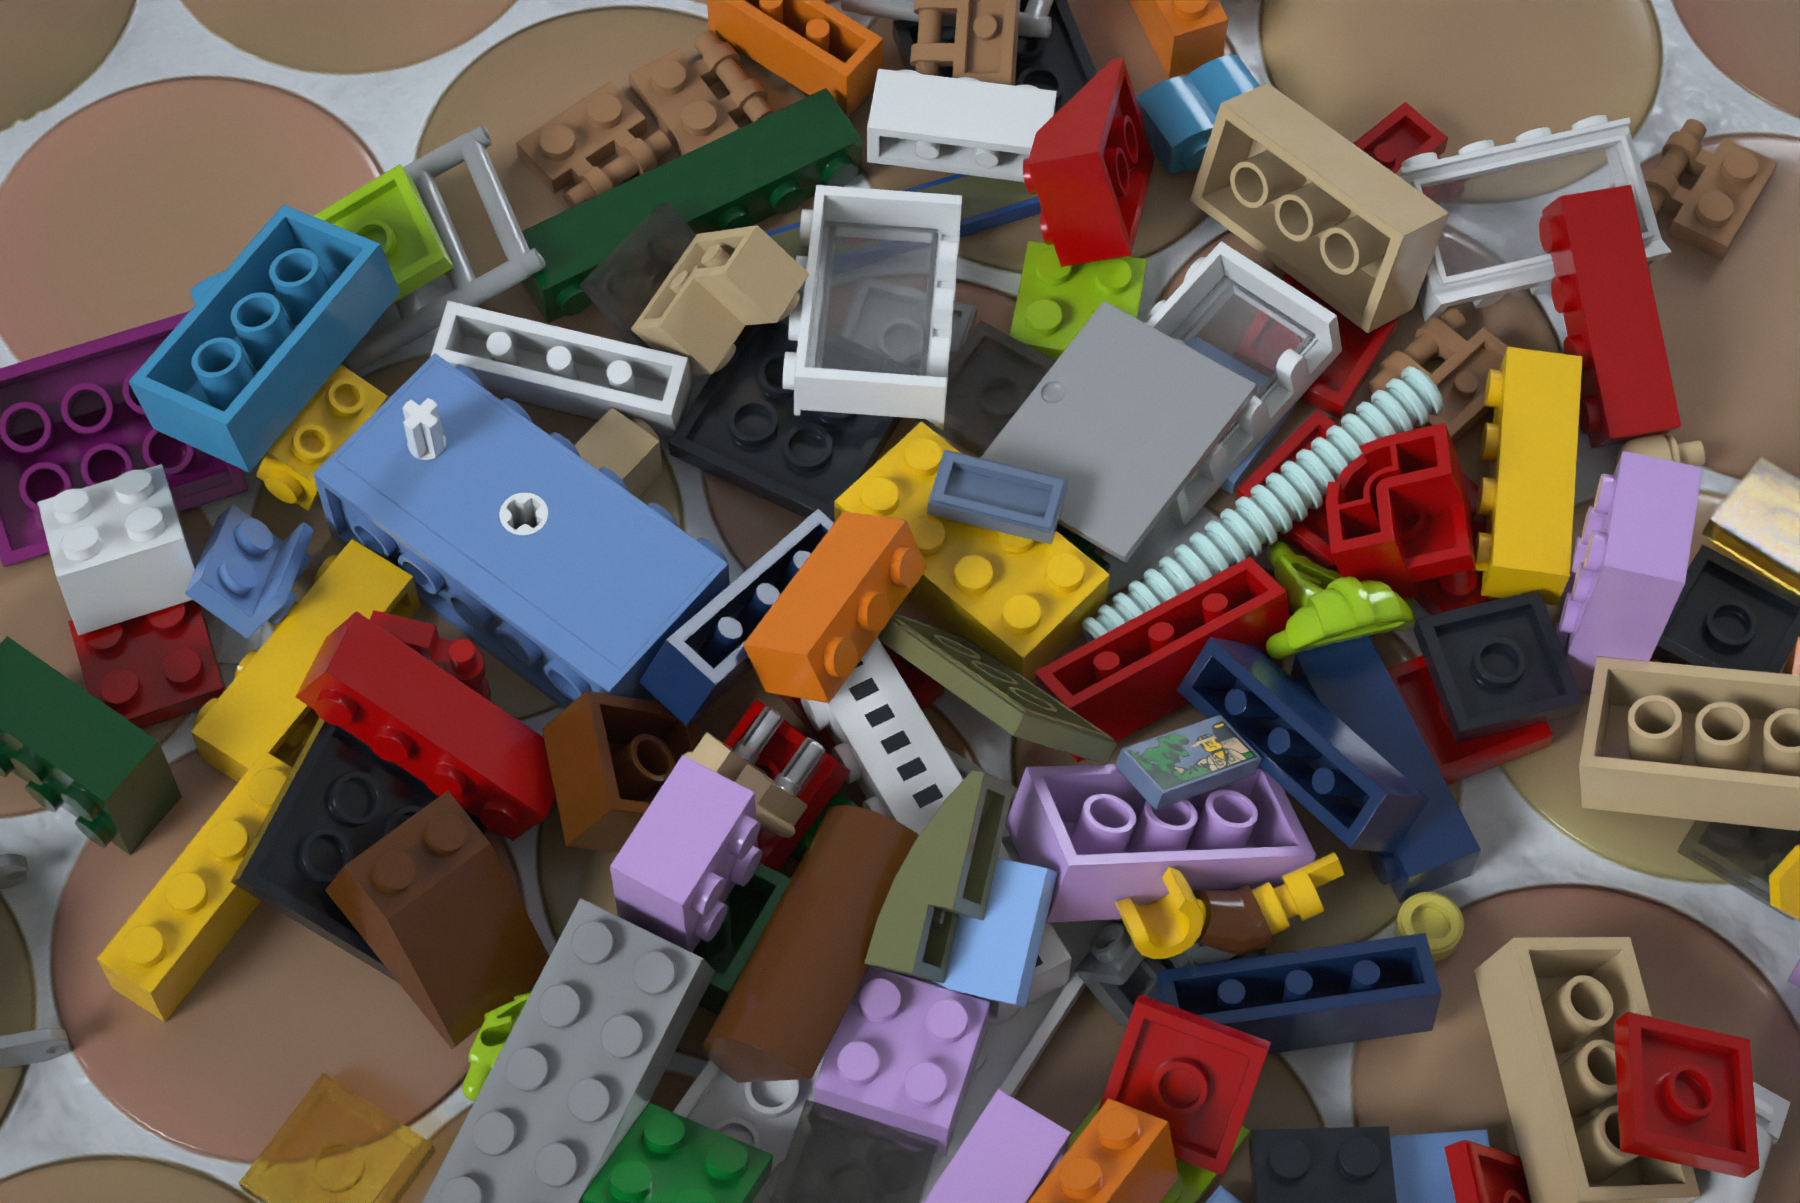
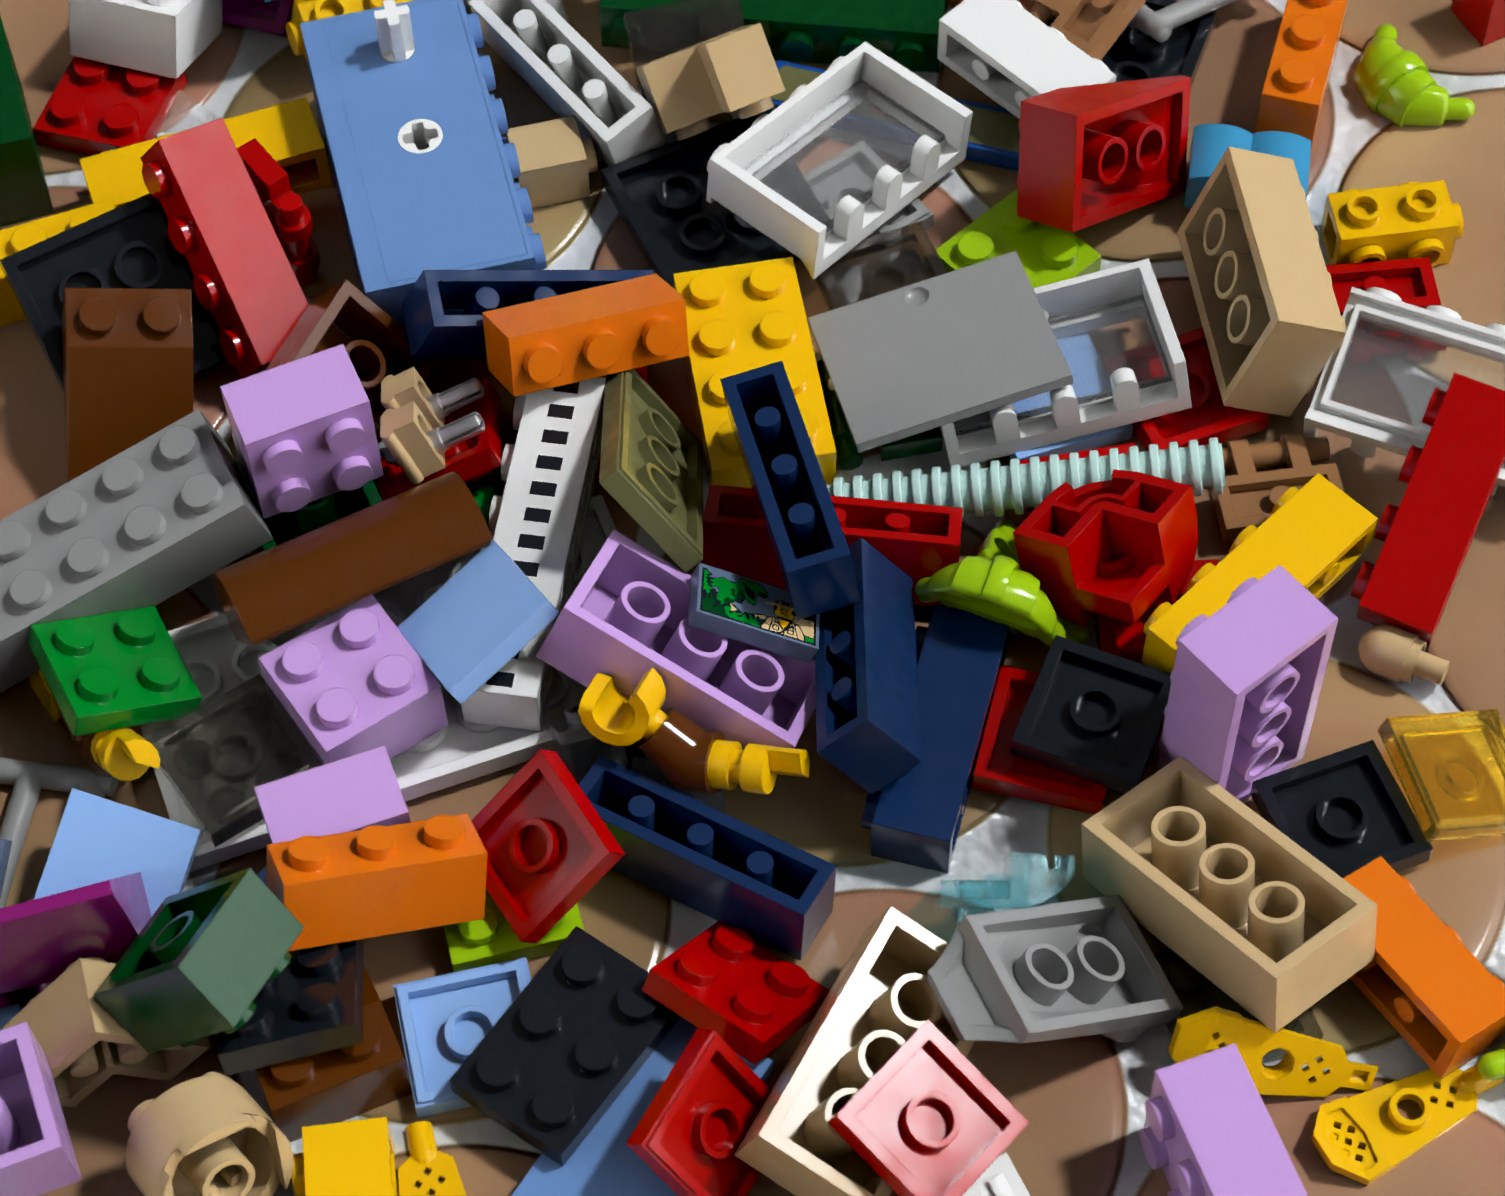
camera: 40 degrees right, 5 degrees down
(249, 571) = (215, 75): medium blue bracket -> none
(942, 879) = (469, 561): olive slope -> none
(997, 496) = (791, 333): sand blue tile -> none
(1140, 634) = (790, 491): none -> dark blue brick
(1358, 85) = (1391, 224): none -> yellow brick
(1420, 1092) = (736, 990): none -> red plate
(1436, 917) = (873, 884): light yellow tile -> none
(1554, 862) = (1024, 884): none -> clear light blue slope
(1661, 910) = (1052, 975): none -> light grey slope

